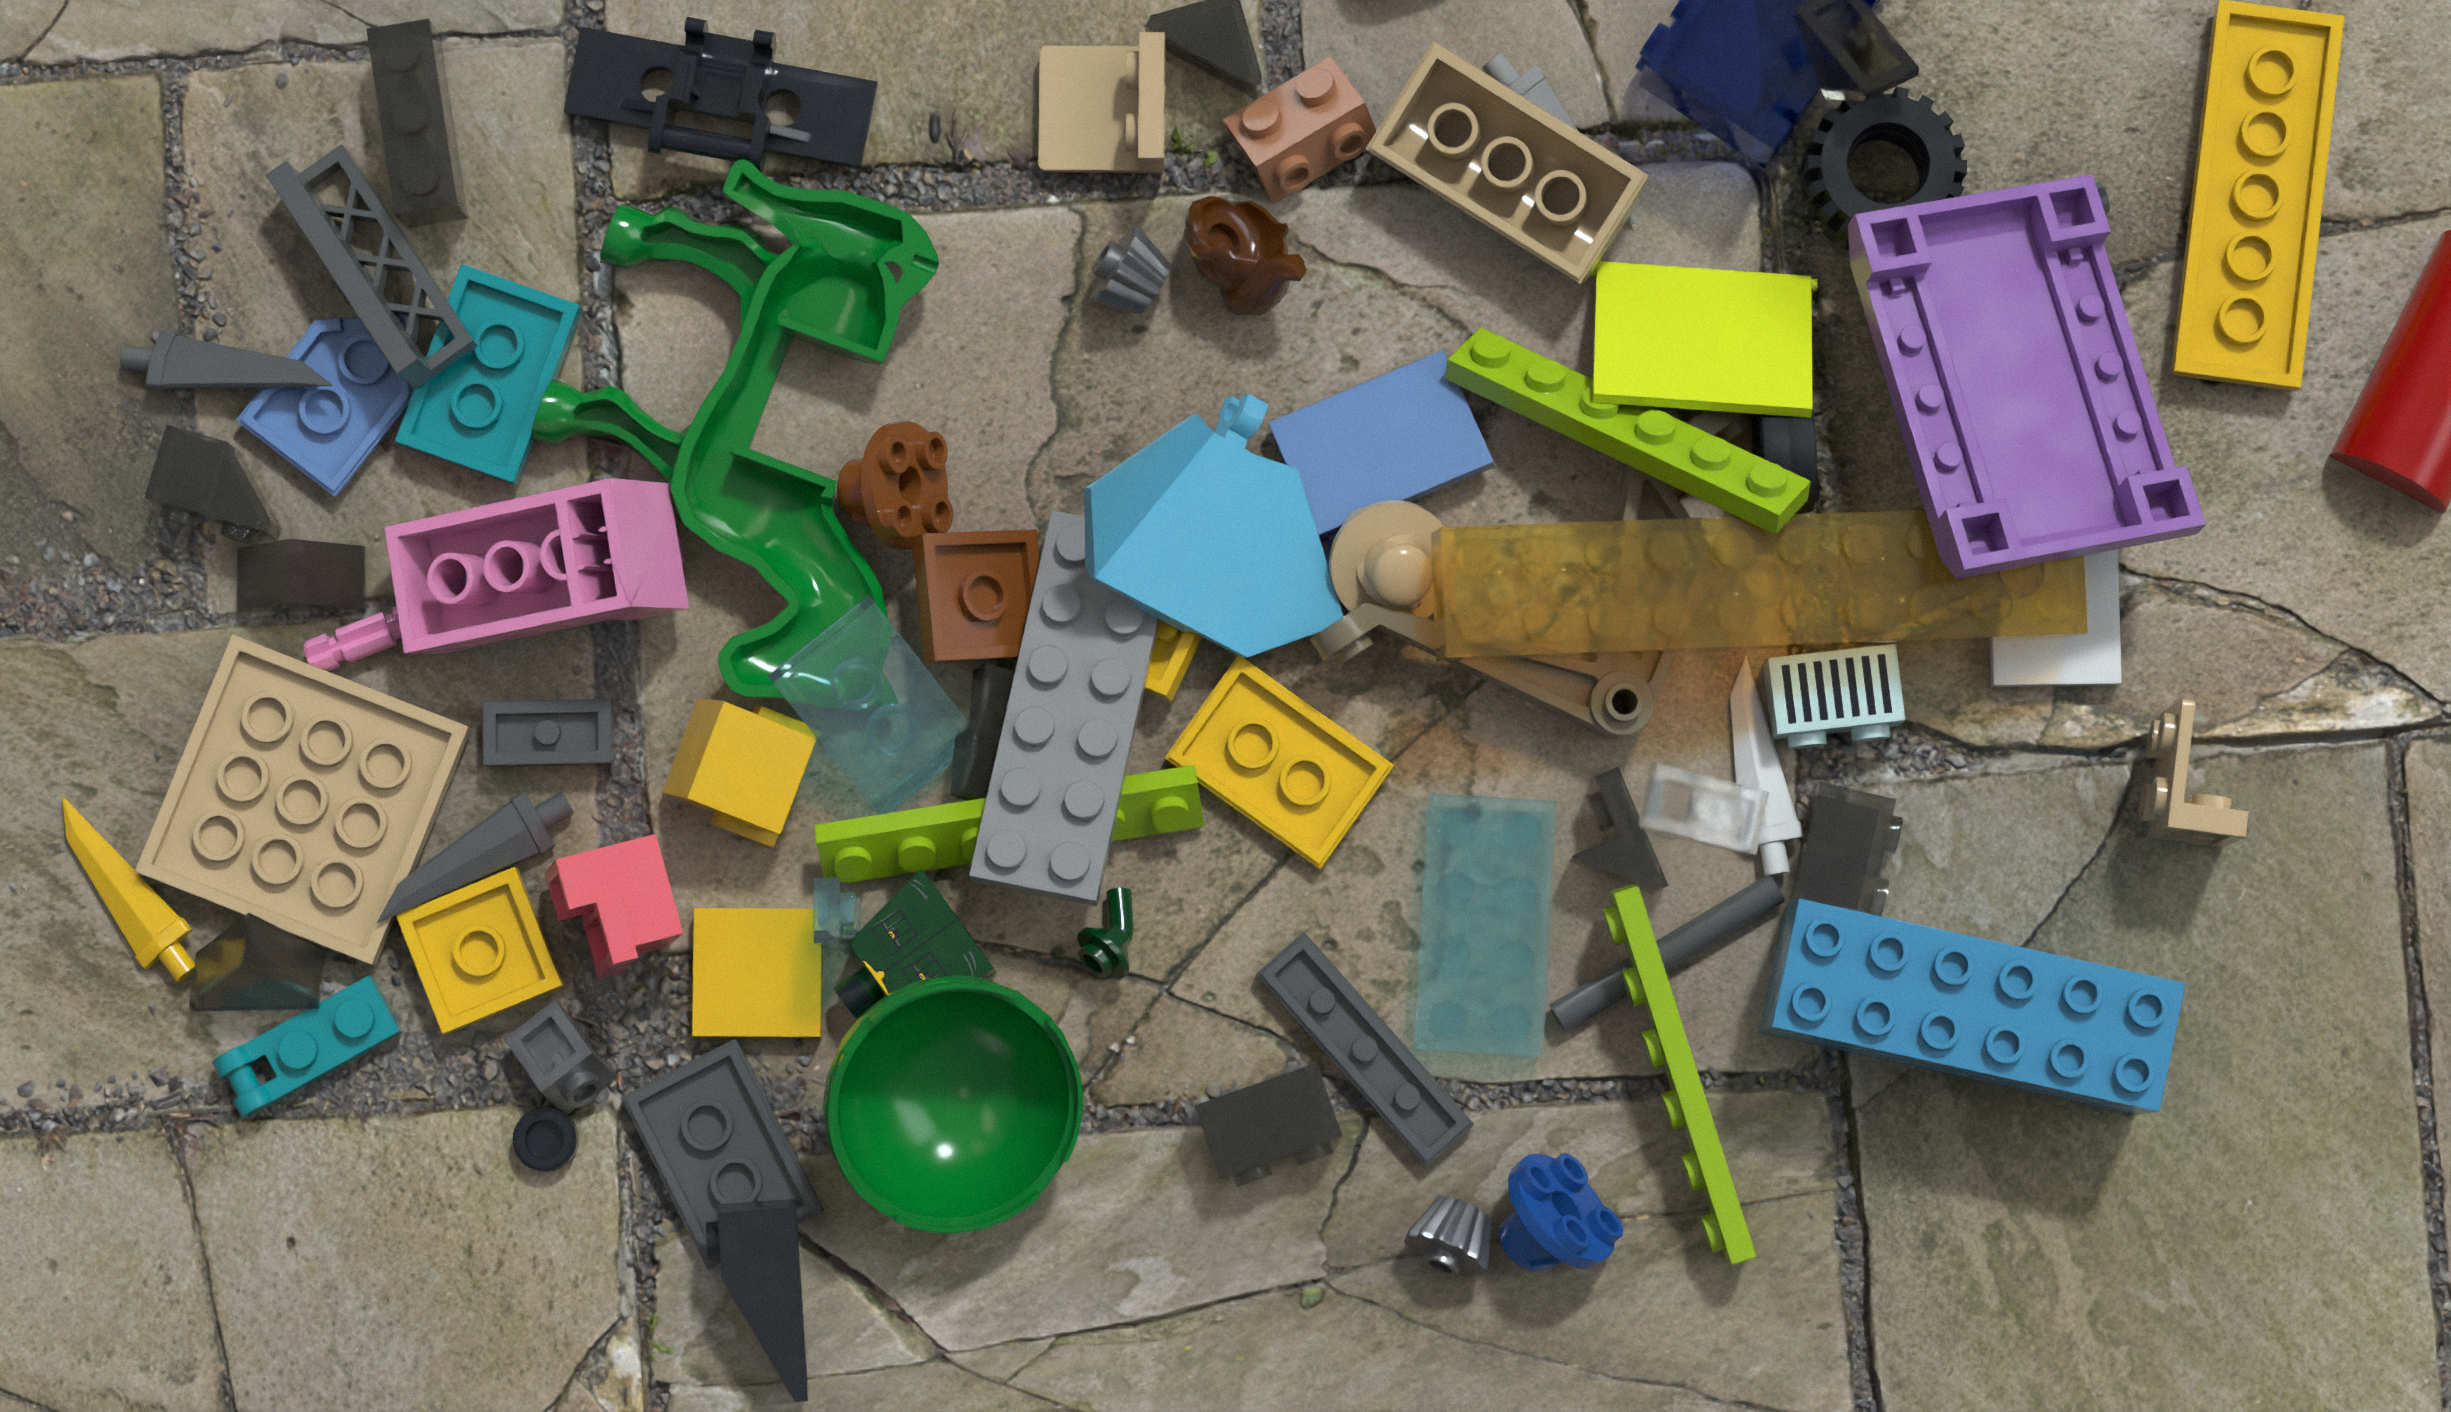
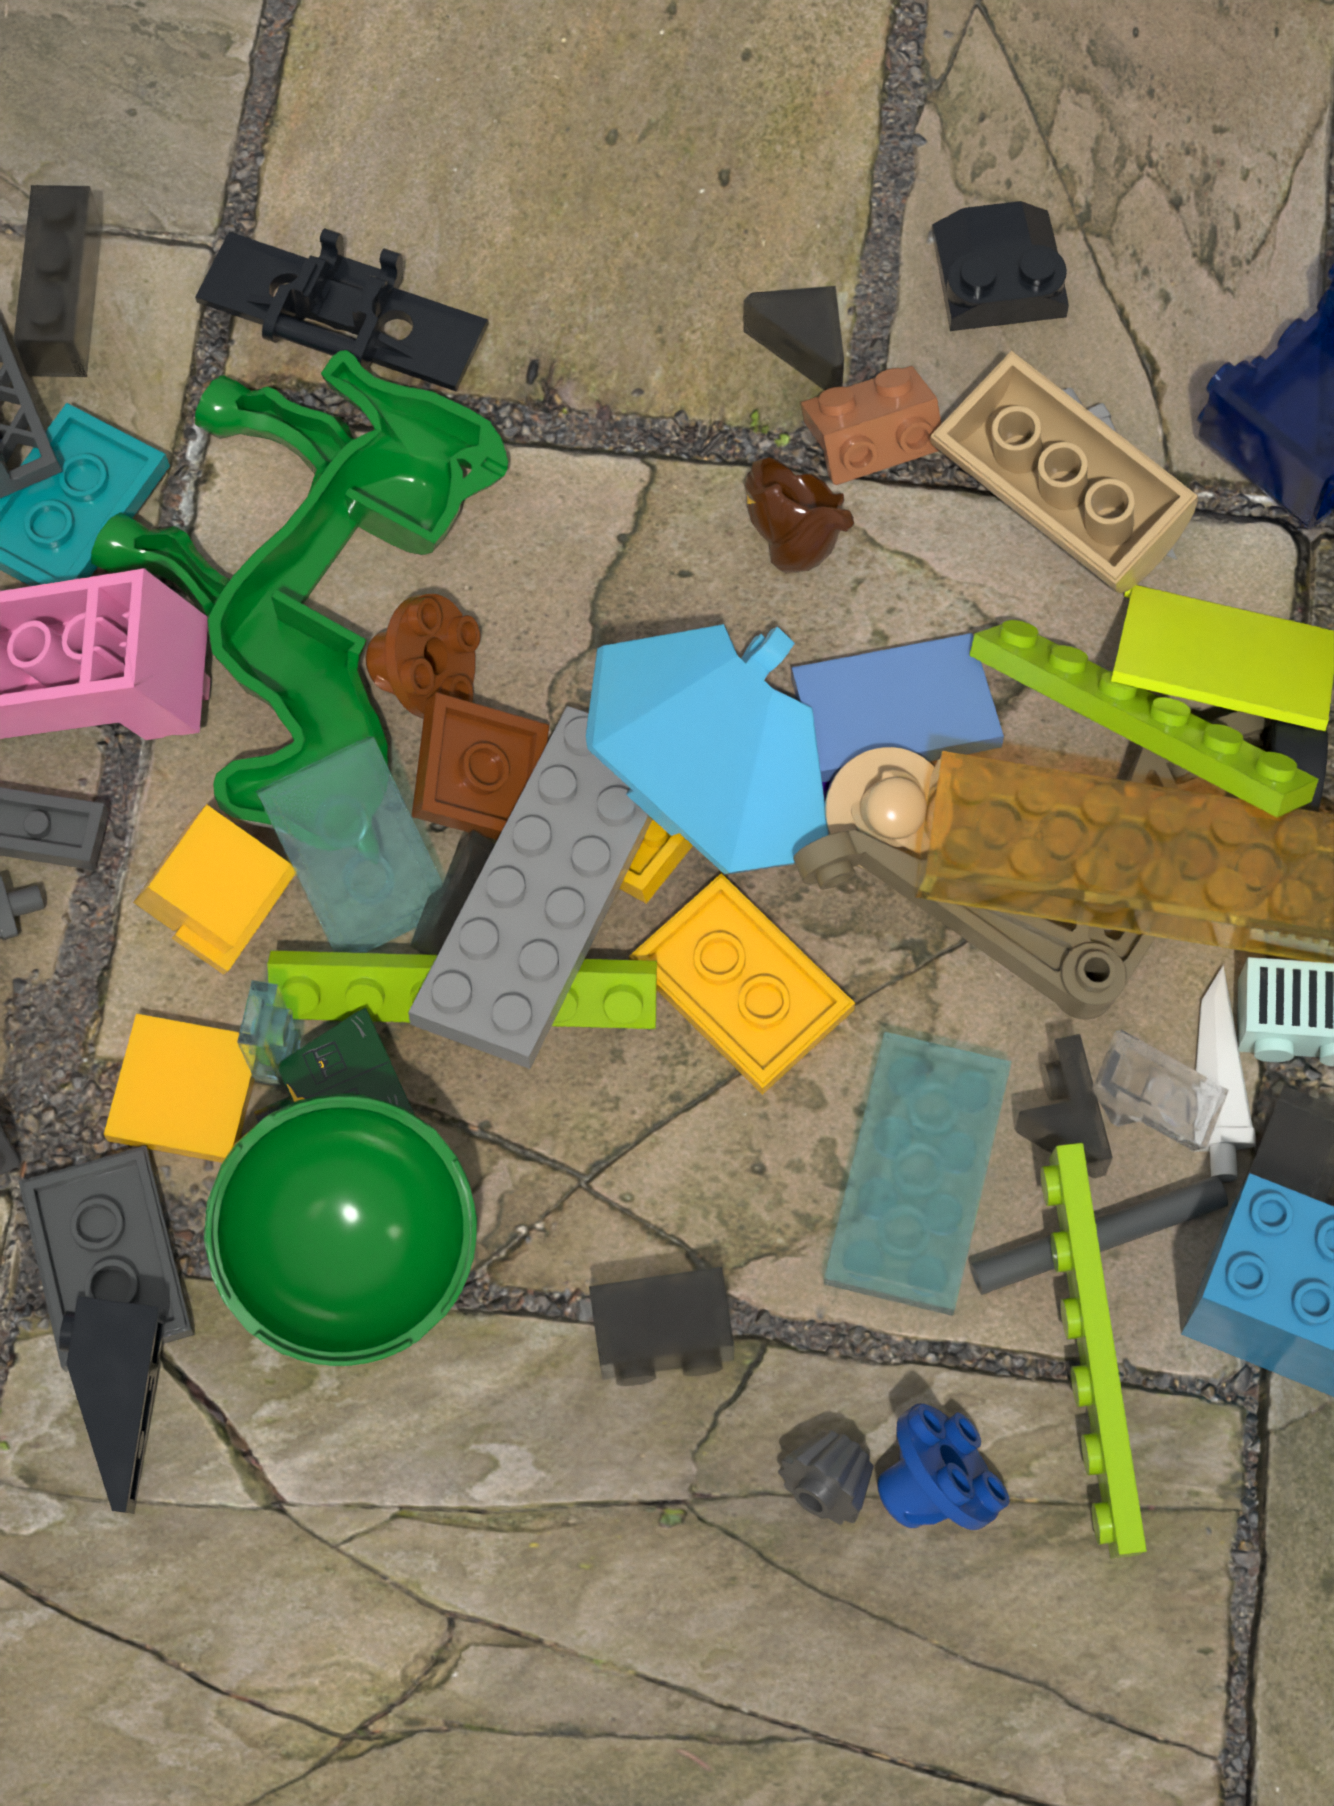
camera: 10 degrees right, 15 degrees down
(621, 900) = (65, 980): coral plate -> none
(1103, 107) = (693, 372): tan bracket -> none
(1106, 949) = (532, 1124): dark green plate -> none
(1129, 273) = (685, 514): flat silver piece -> none
(1365, 1049) = (775, 1276): dark grey tile -> none

